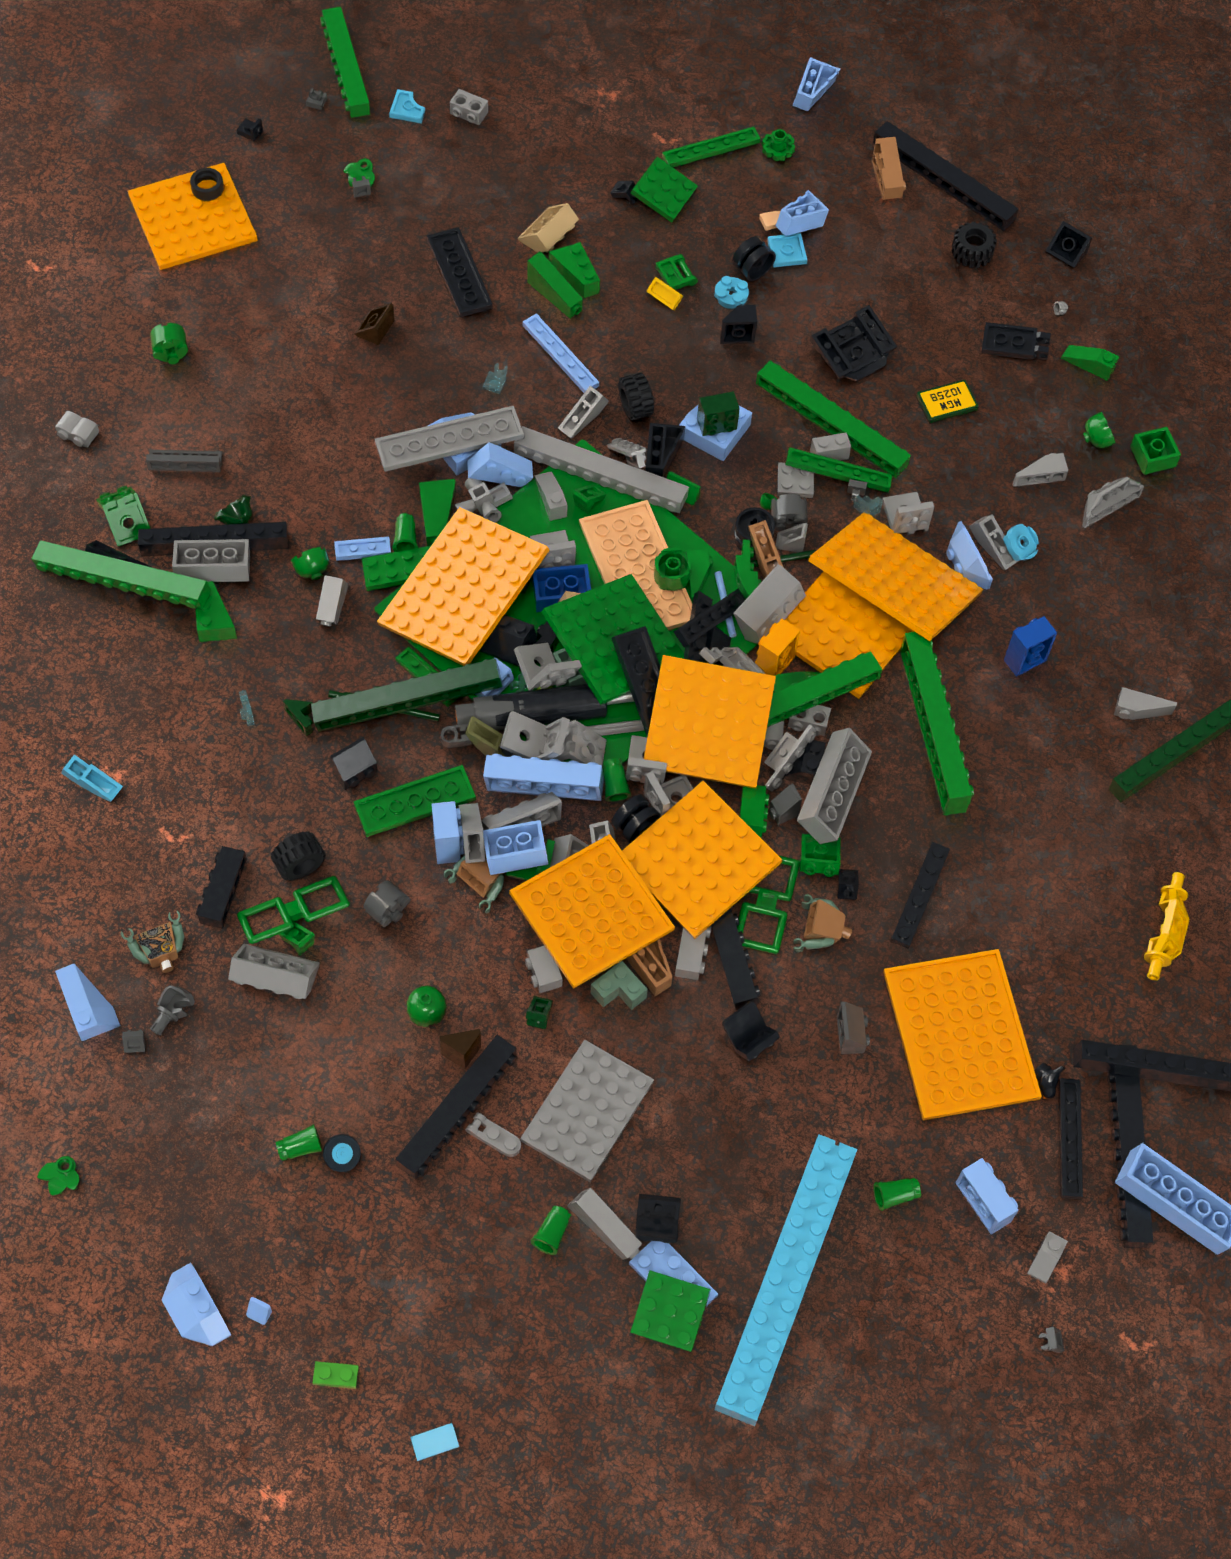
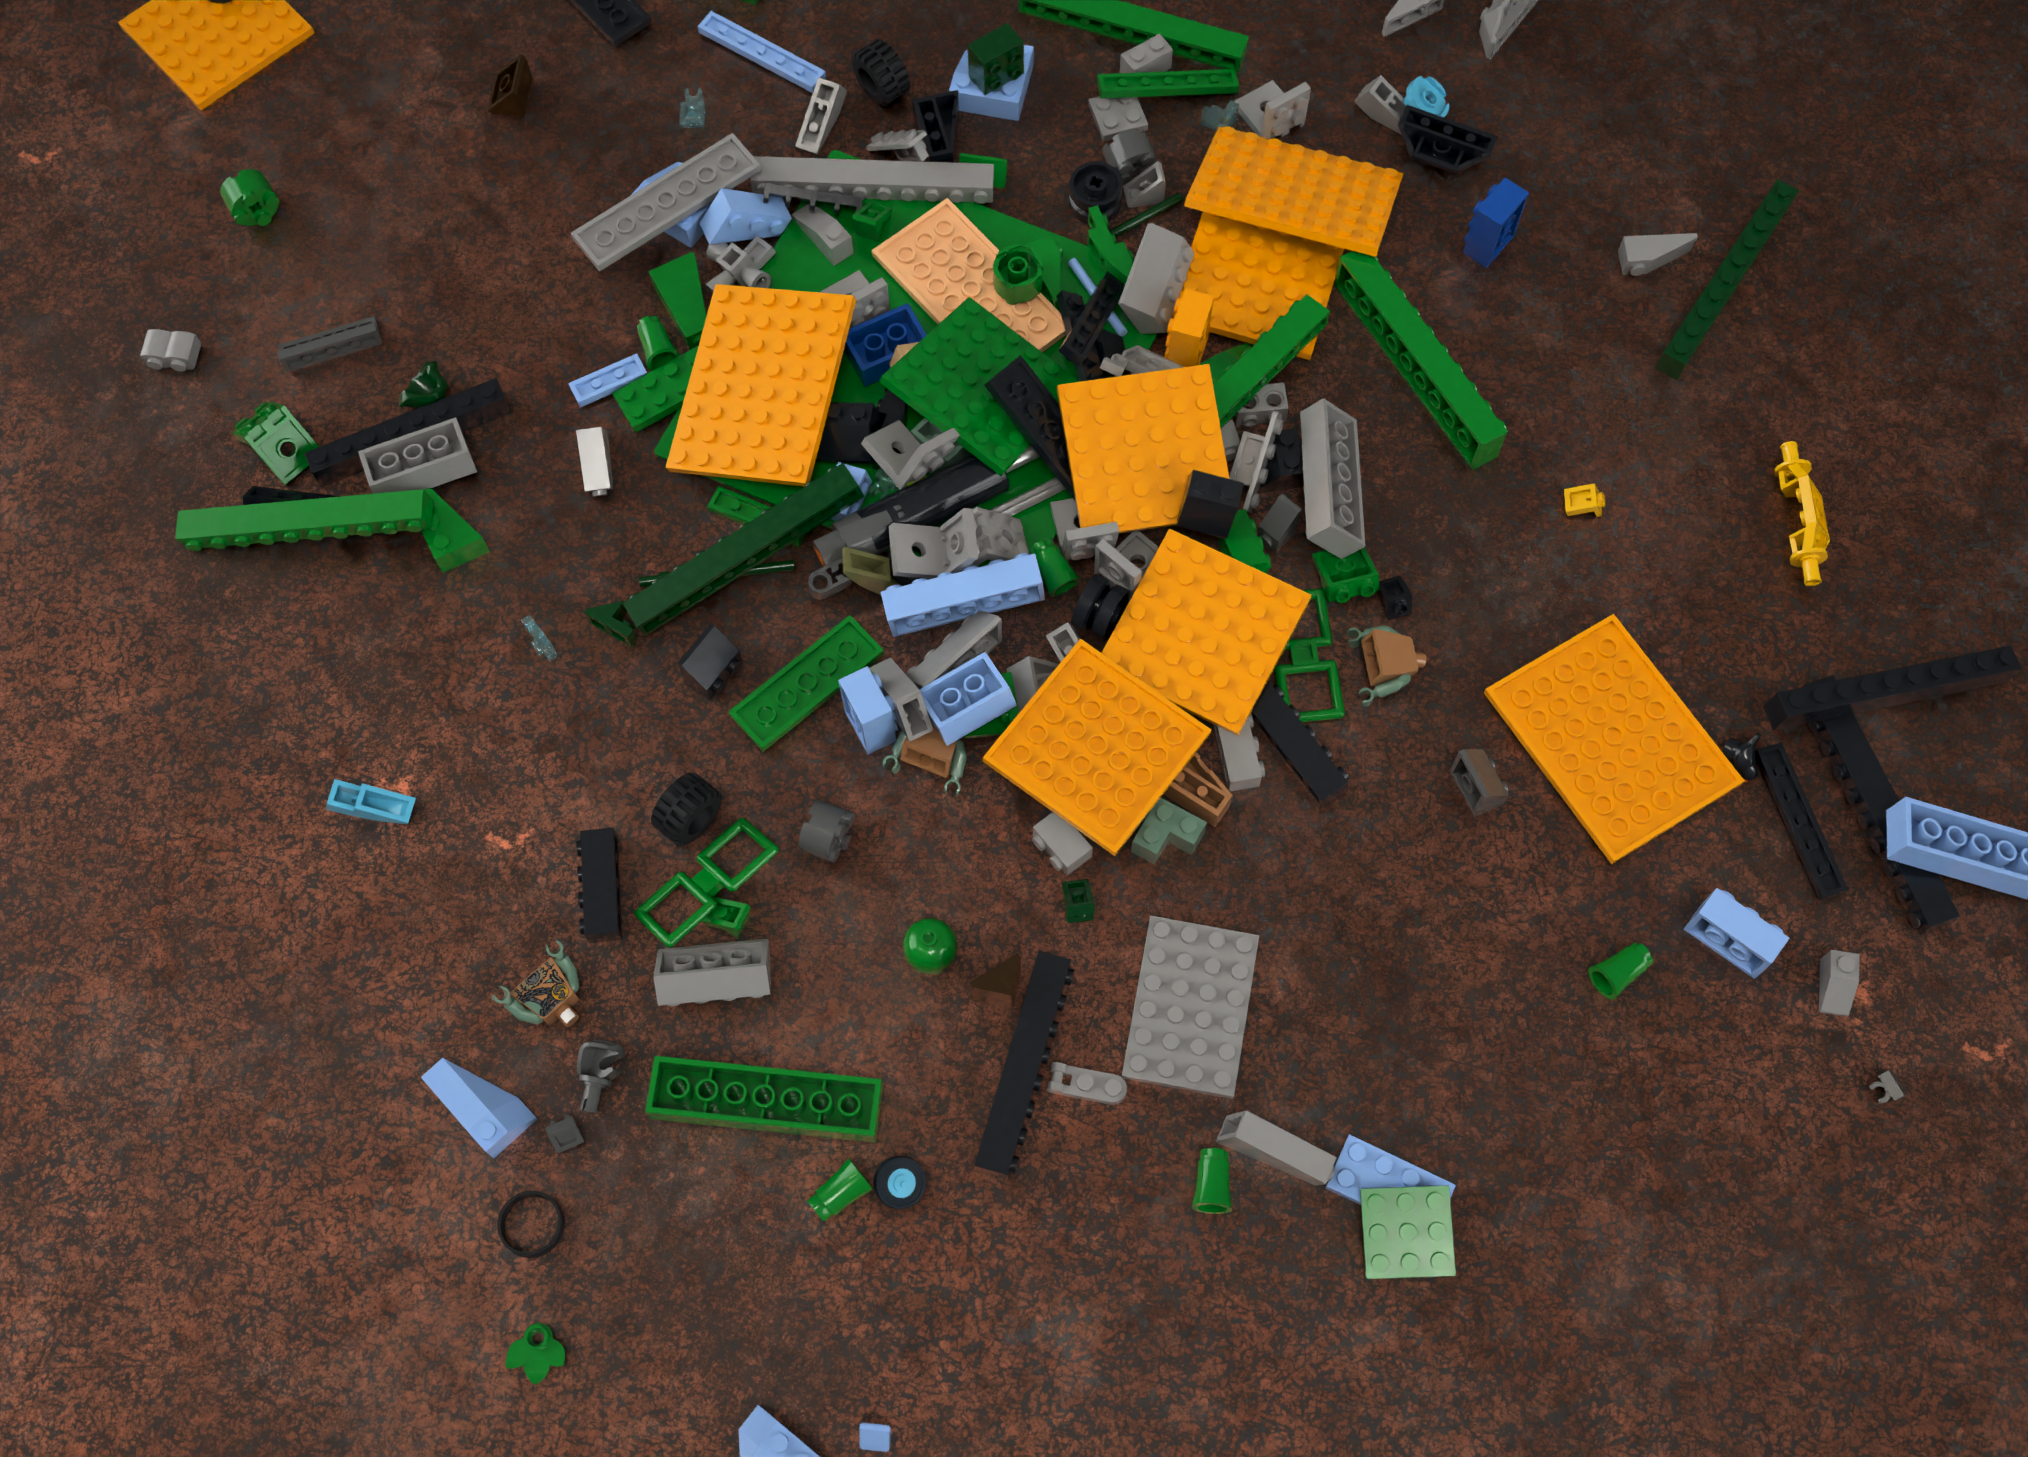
camera: 15 degrees left, 5 degrees up
(90, 1071) = (509, 1205): none -> black tyre
(274, 1066) = (765, 1099): none -> green brick
(311, 563) = (550, 421): green cylinder -> none
(551, 467) = (811, 196): none -> black hinge
(657, 1218) = (1341, 1117): black bracket -> none
(737, 773) = (1209, 504): none -> black slope
(749, 1032) = (1354, 831): black bracket -> none
(764, 548) = (1121, 211): medium nougat slope -> none
(765, 501) = (1093, 152): green piece -> none
(785, 1281) = (1534, 1138): medium azure piece -> none
(856, 488) = (1198, 99): dark grey tile -> none
(920, 895) = (1487, 580): black plate -> none
(967, 558) = (1369, 138): light blue wedge -> none
(1013, 863) = (1584, 500): none -> yellow bracket
(1019, 576) = (1443, 141): none -> black wedge

